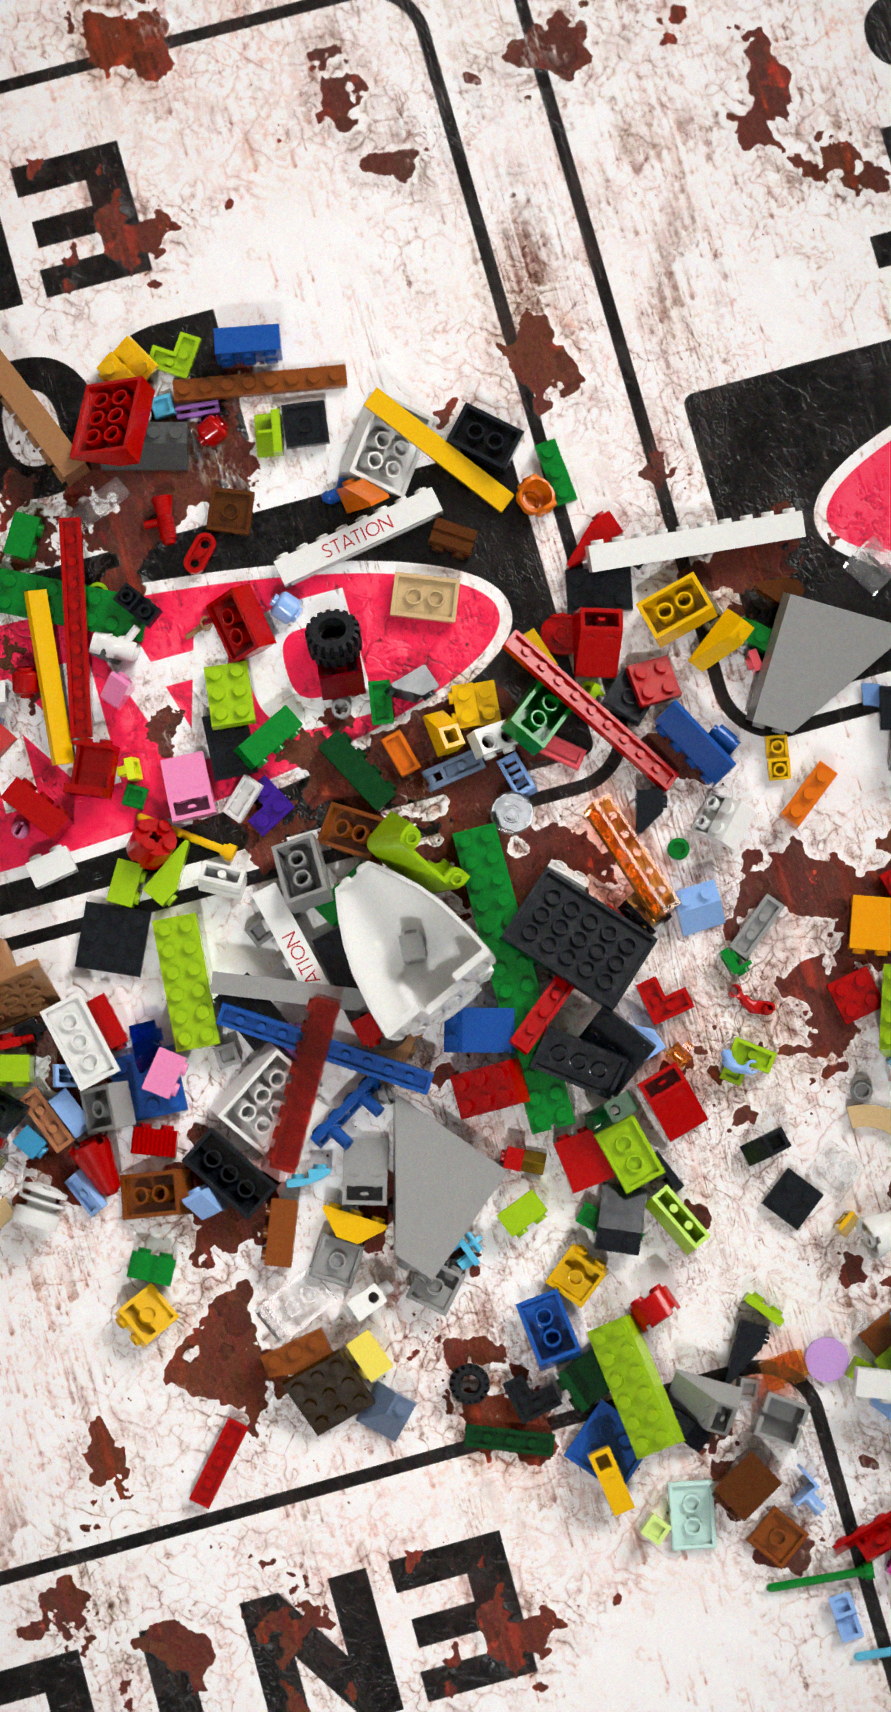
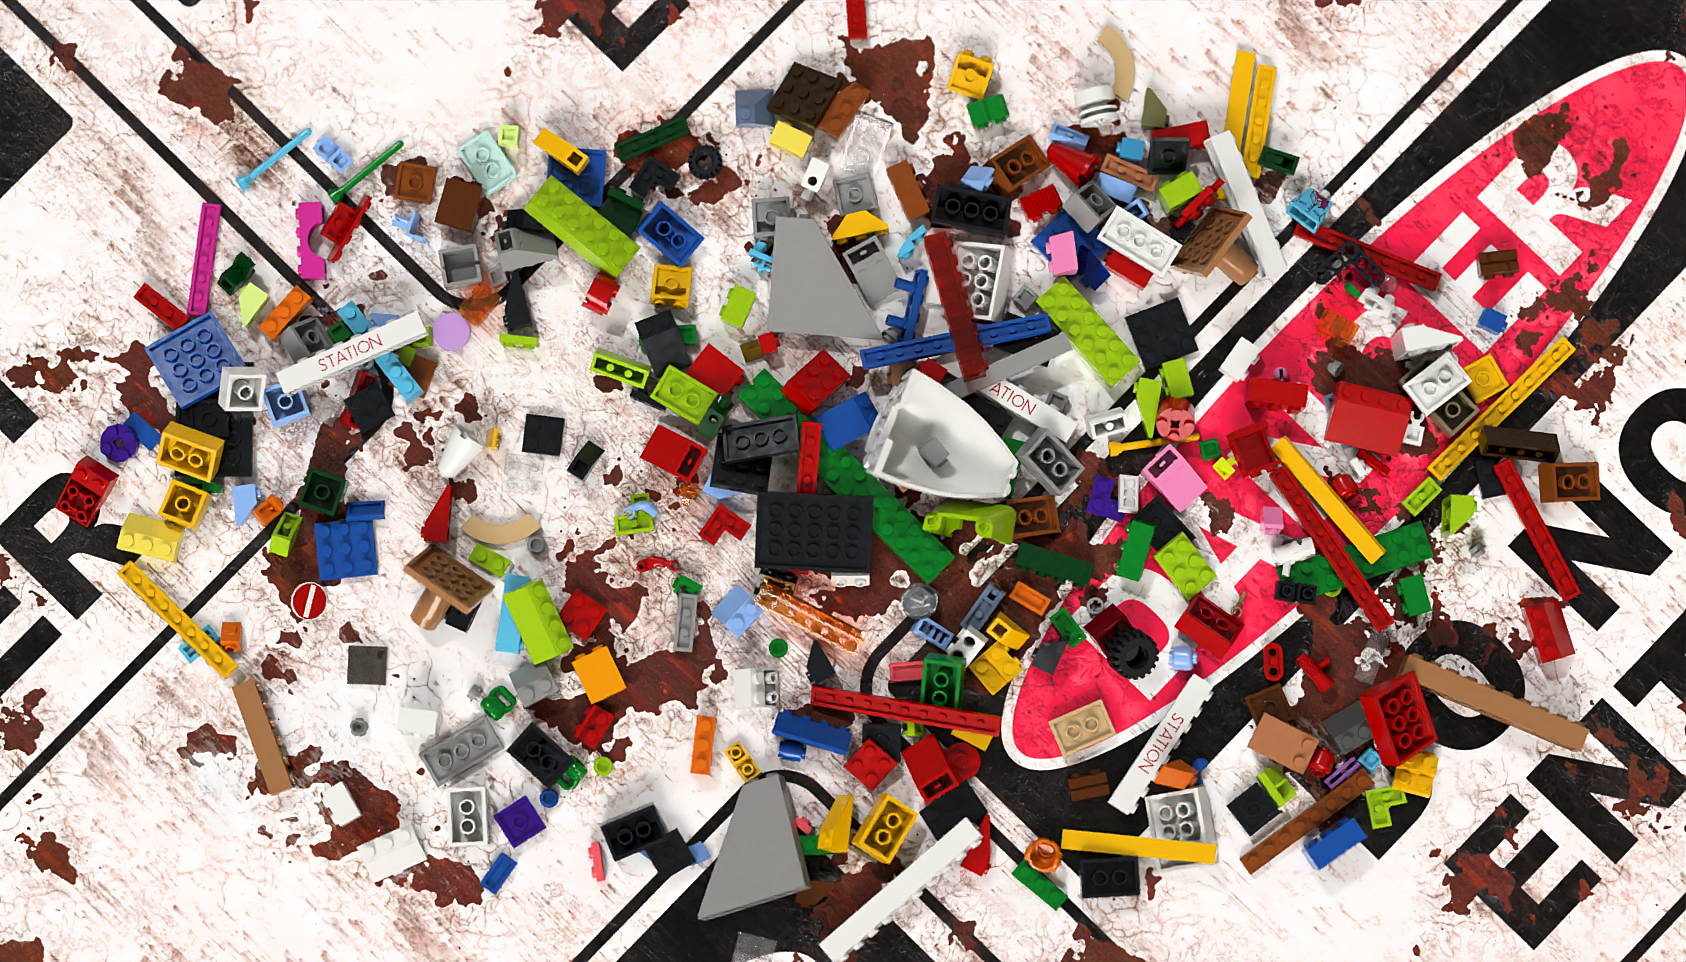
camera: 150 degrees right, 0 degrees up
(237, 467) = (1283, 743): none -> nougat slope

